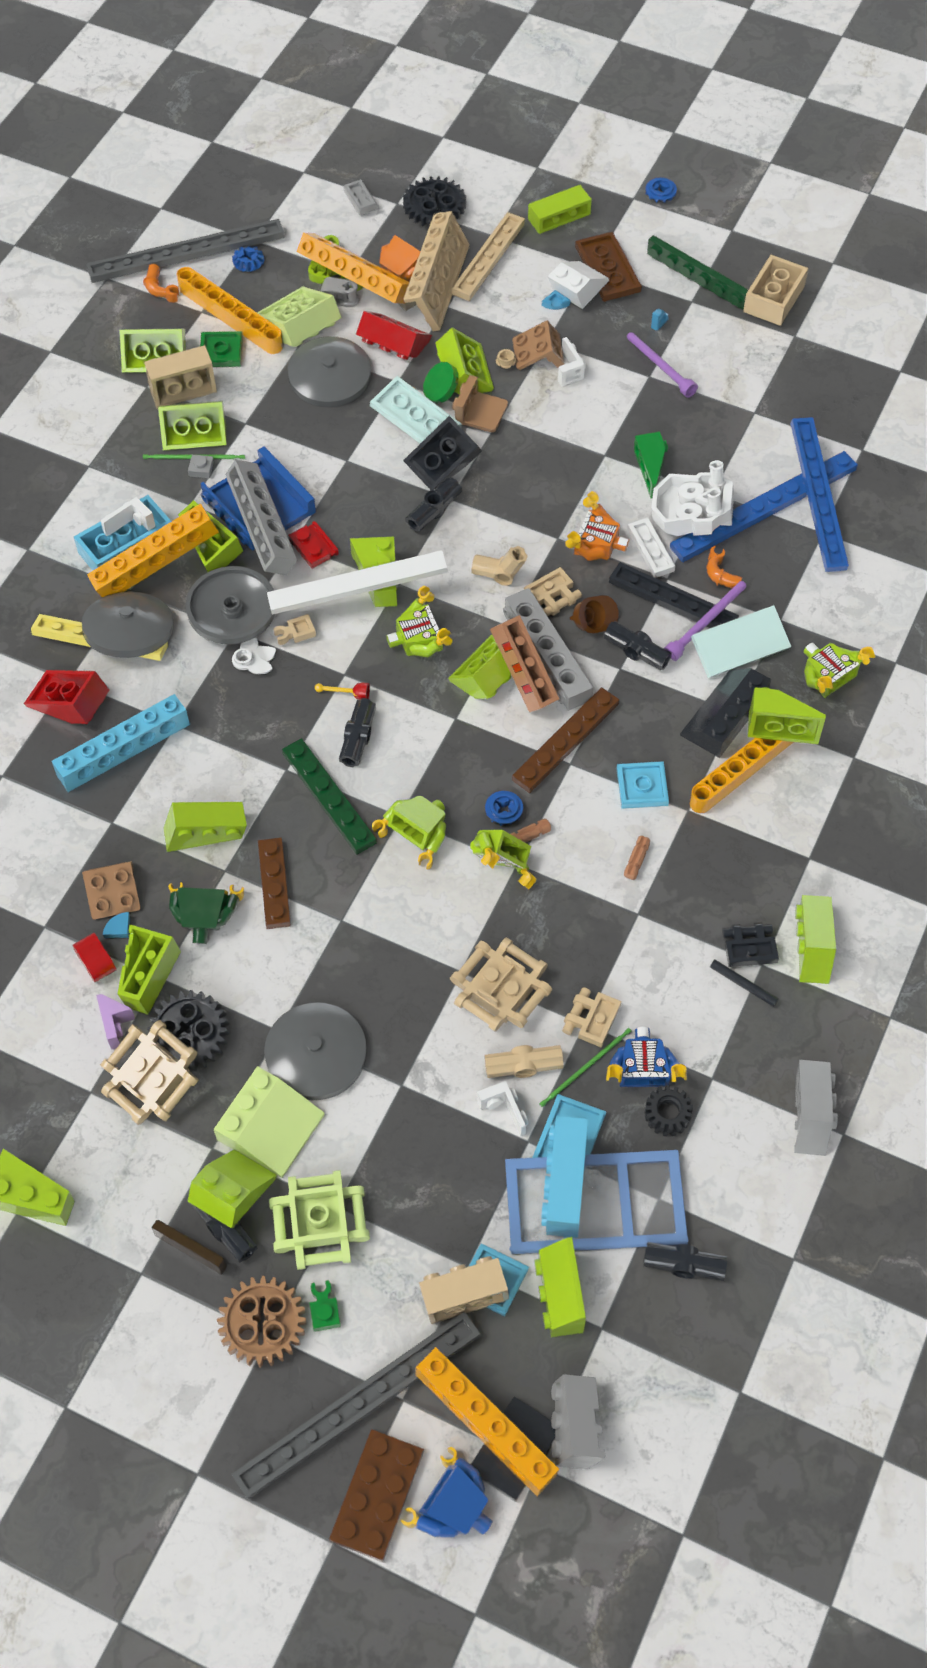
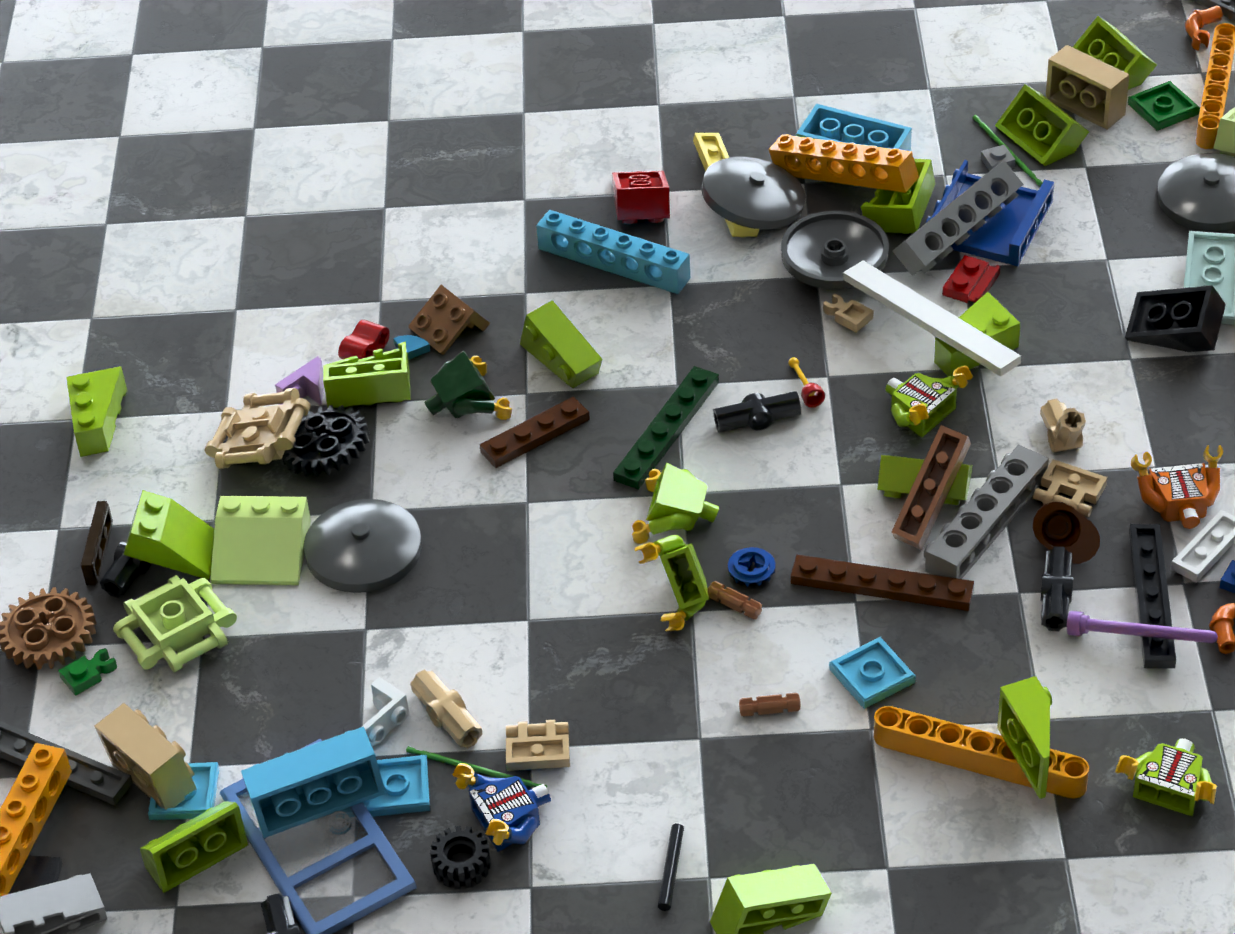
camera: 65 degrees right, 15 degrees down
(130, 510) = (863, 118): white bracket -> none
(256, 657) = (792, 298): white plate -> none
(433, 504) = (1102, 342): black piece -> none
(501, 985) = (524, 652): tan brick -> none
(724, 711) = (1070, 713): black slope -> none
(740, 641) = (1139, 677): light aqua tile -> none
(753, 950) = (714, 854): black plate -> none

